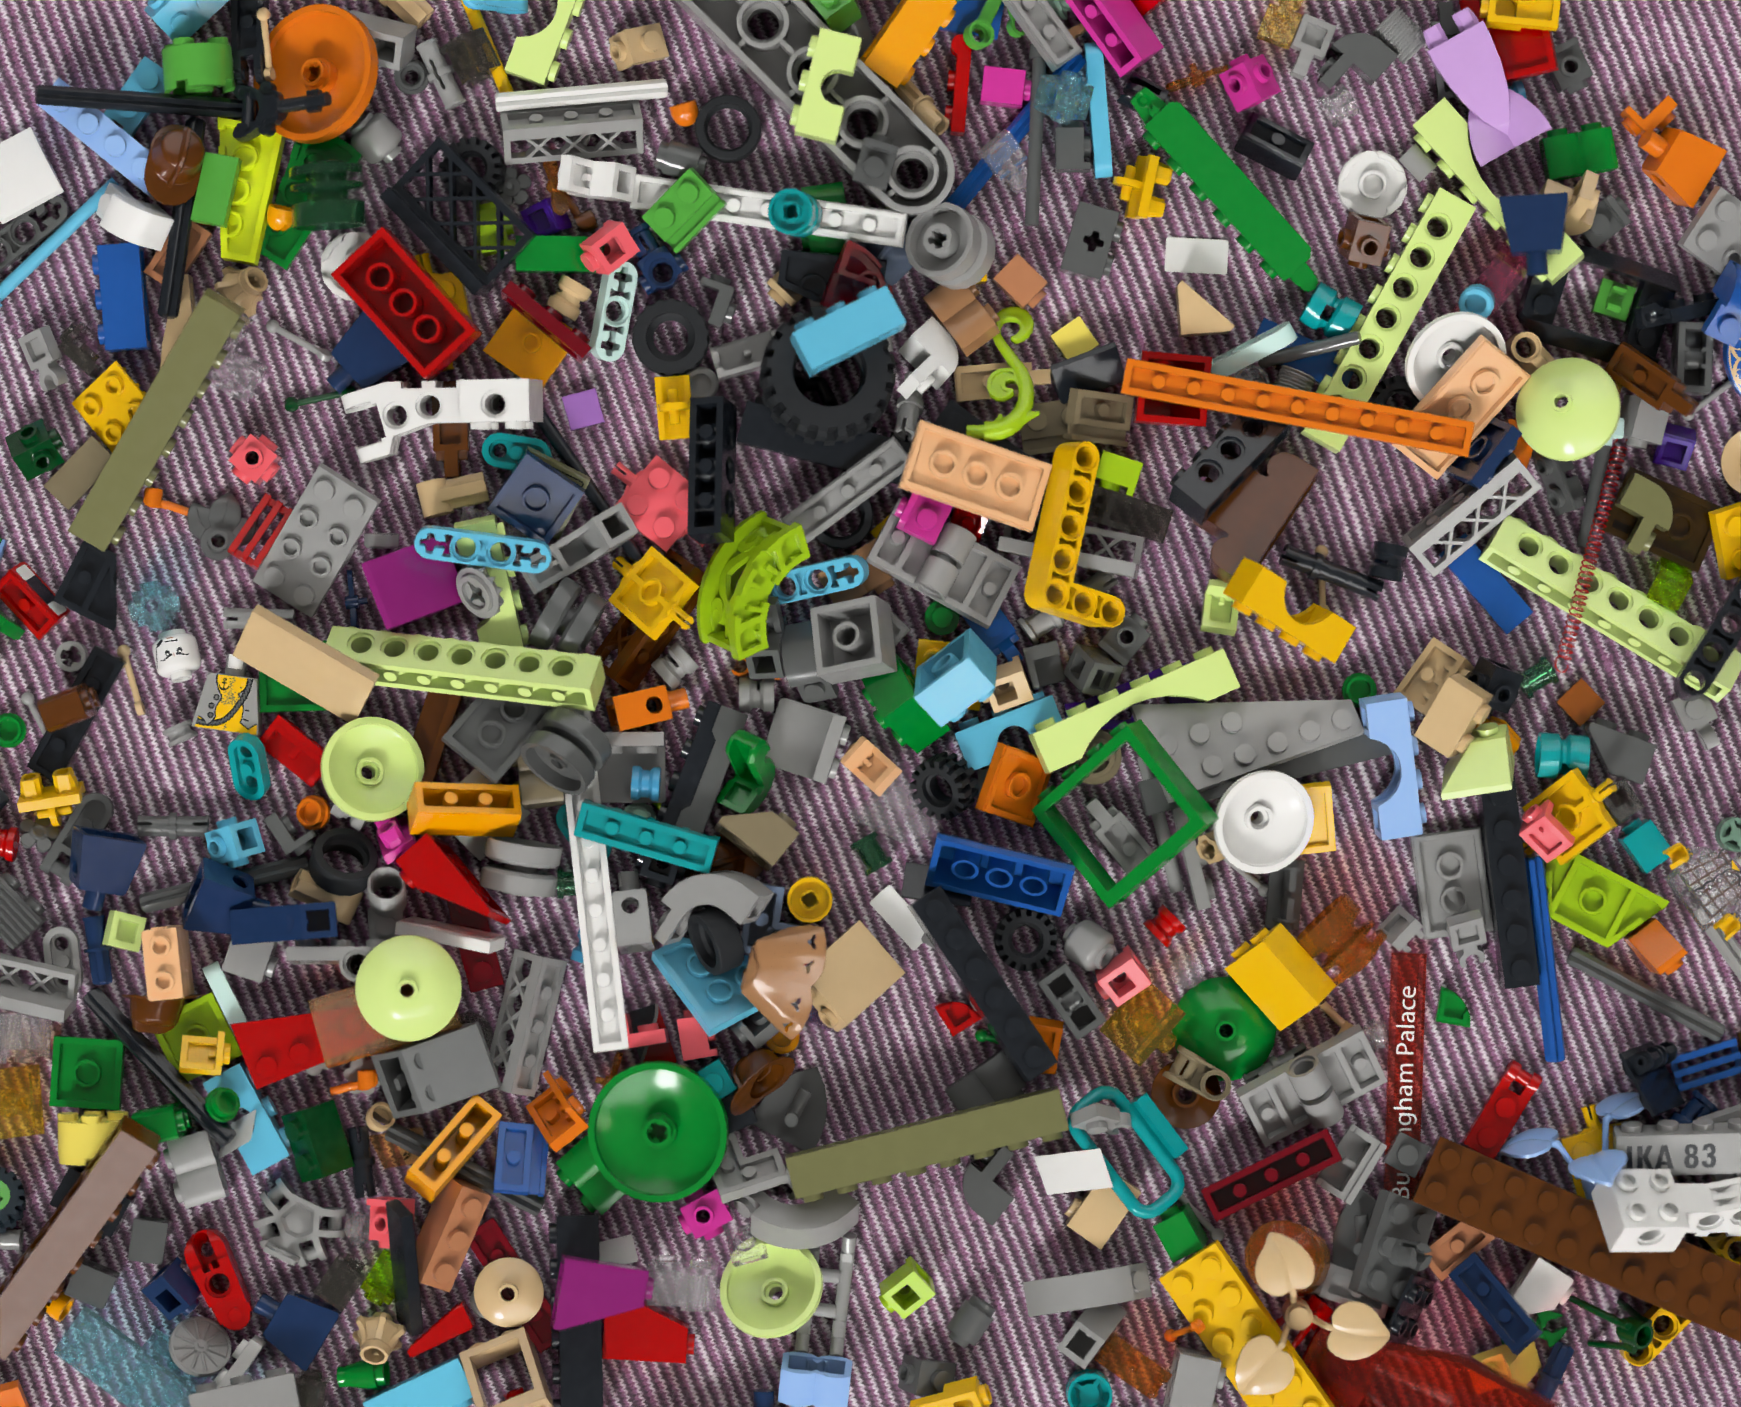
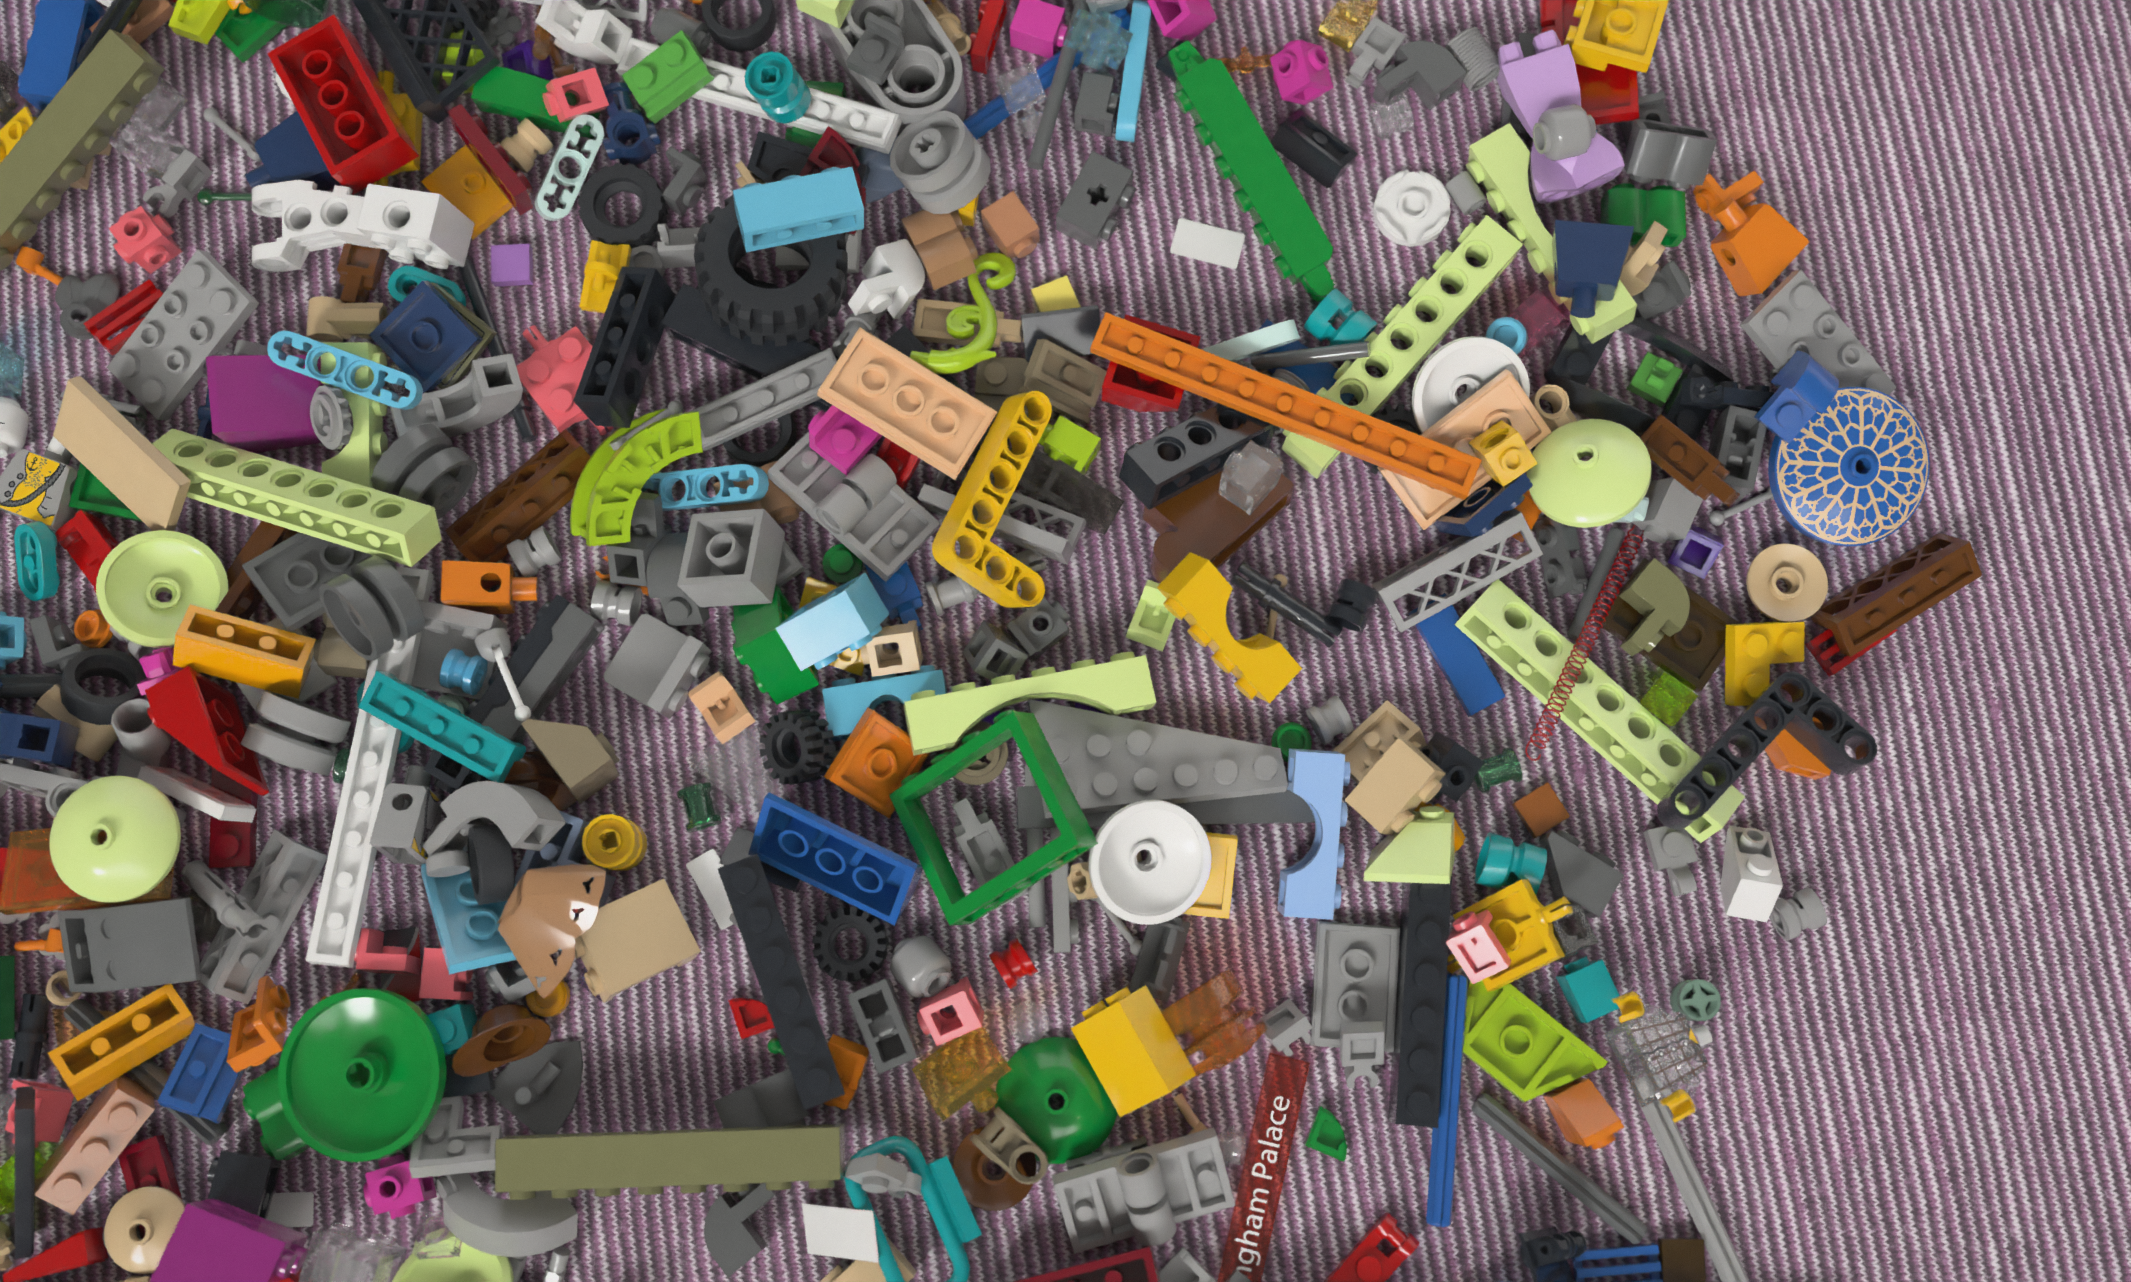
camera: 10 degrees right, 10 degrees down
(243, 287) = (184, 64): tan rock -> none
(269, 390) = (183, 180): none -> light grey plate
(510, 1023) = (231, 908): none -> light grey pin
(653, 593) = (526, 464): yellow plate -> none
(670, 758) = (495, 646): none -> hinge
(678, 947) = (447, 863): none -> light grey tile
(728, 555) = (674, 408): none -> light grey hinge
(752, 772) = (589, 683): green animal -> none
(1043, 664) = (942, 637): dark grey panel -> none
(1139, 184) = (1173, 144): yellow hips -> none
(1197, 316) = (1196, 301): tan slope -> none
(1280, 474) = (1250, 476): none -> clear brick
(1364, 240) = (1392, 256): reddish brown brick -> none
(1388, 665) = (1330, 720): none -> light grey wheel
(1491, 409) = (1502, 453): none -> yellow brick
(1493, 108) = (1564, 132): none -> light grey head
(1589, 96) = (1668, 153): none -> dark grey brick

